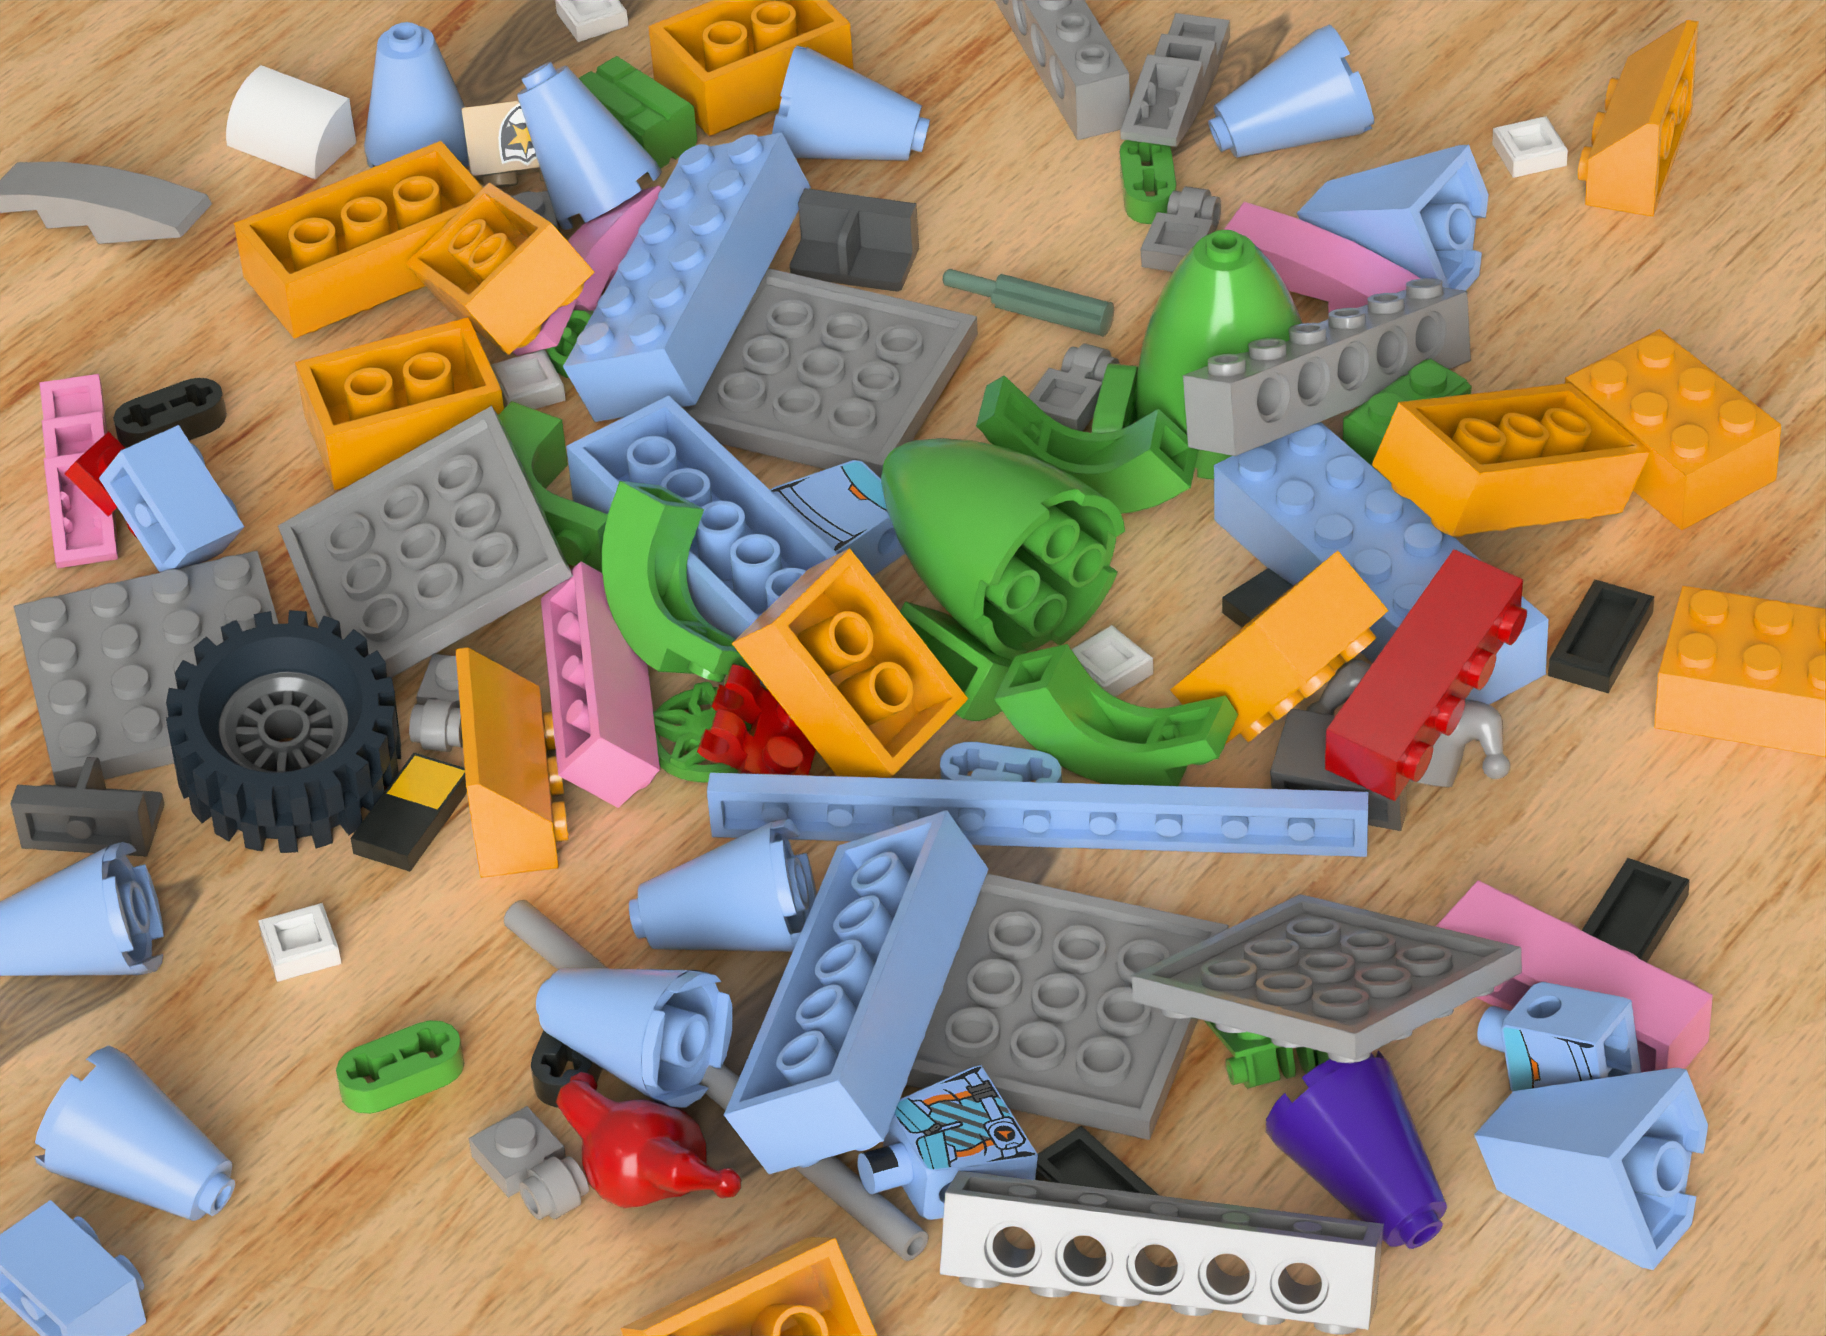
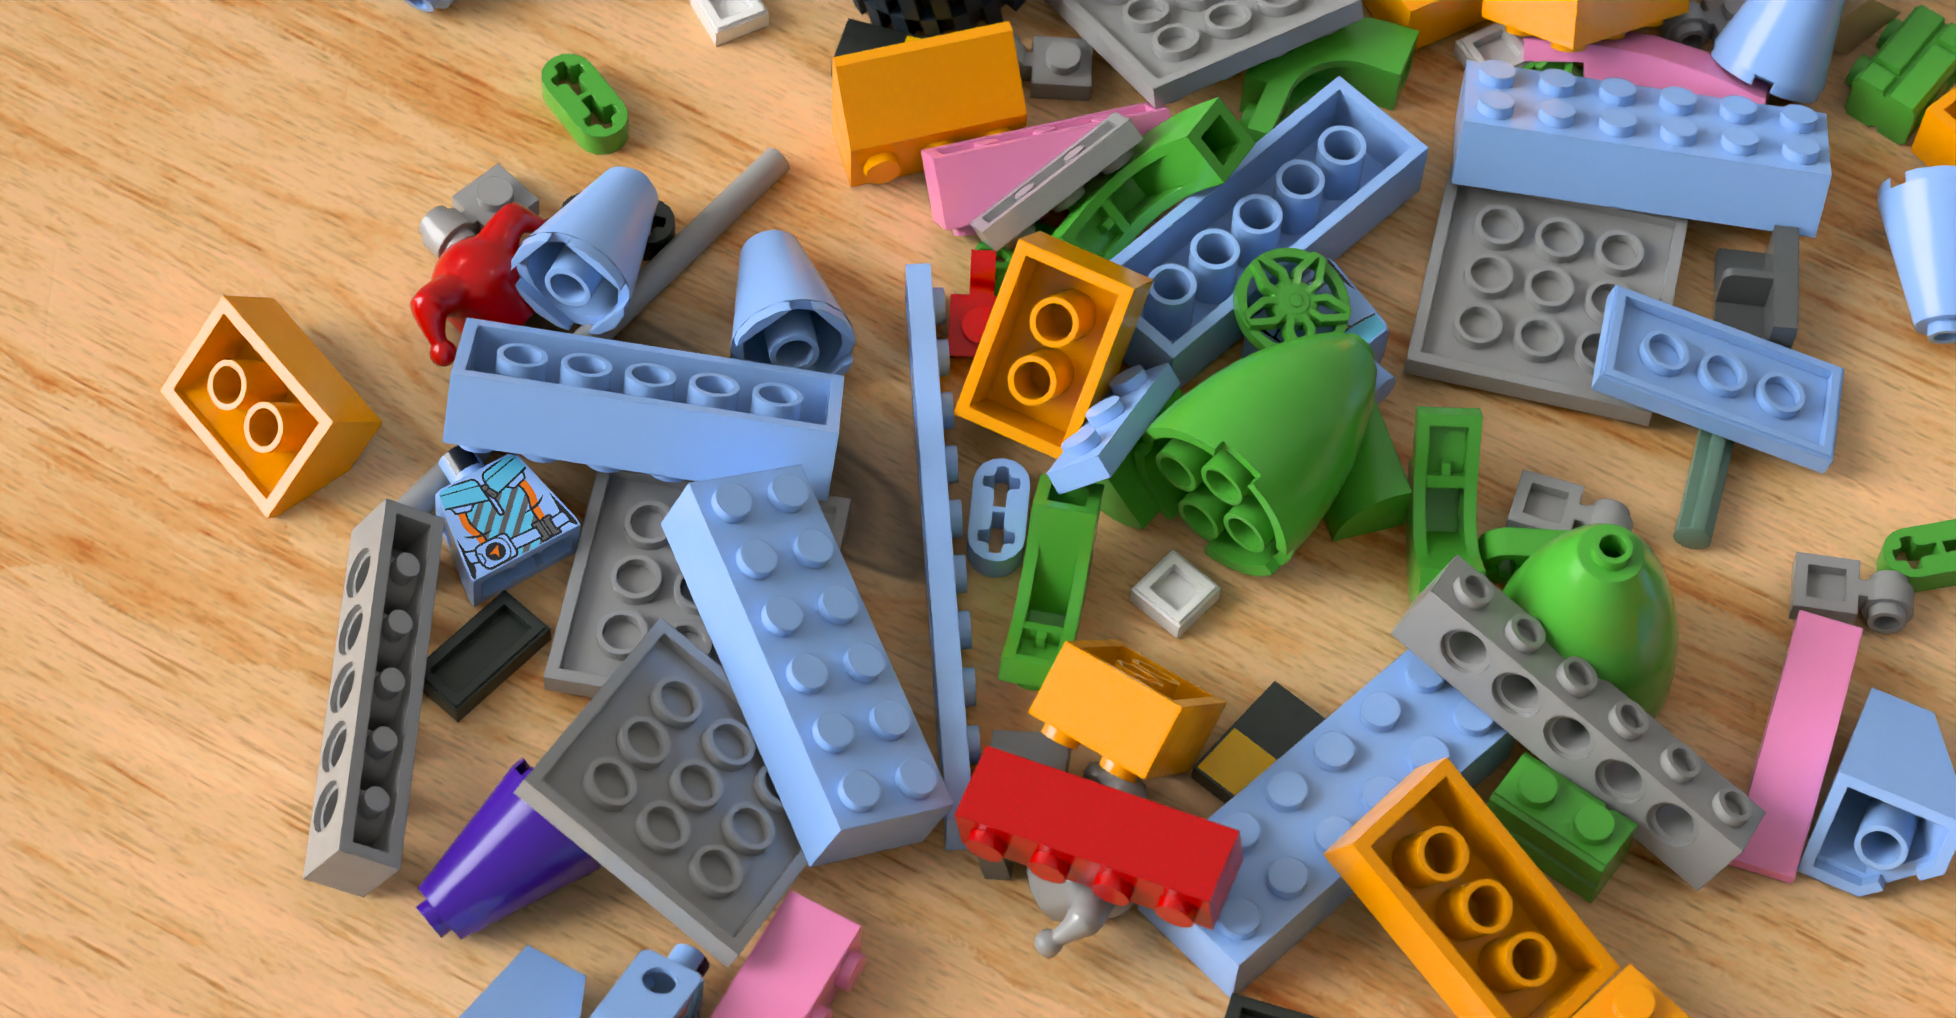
camera: 75 degrees right, 15 degrees up
(646, 655) = (1058, 182): none -> light grey plate
(831, 505) = (1291, 302): none -> bright green wheel
(950, 267) = (1718, 379): none -> light blue tile
(975, 634) = (1113, 427): none -> light blue plate
(1190, 880) = (806, 664): none -> light blue brick

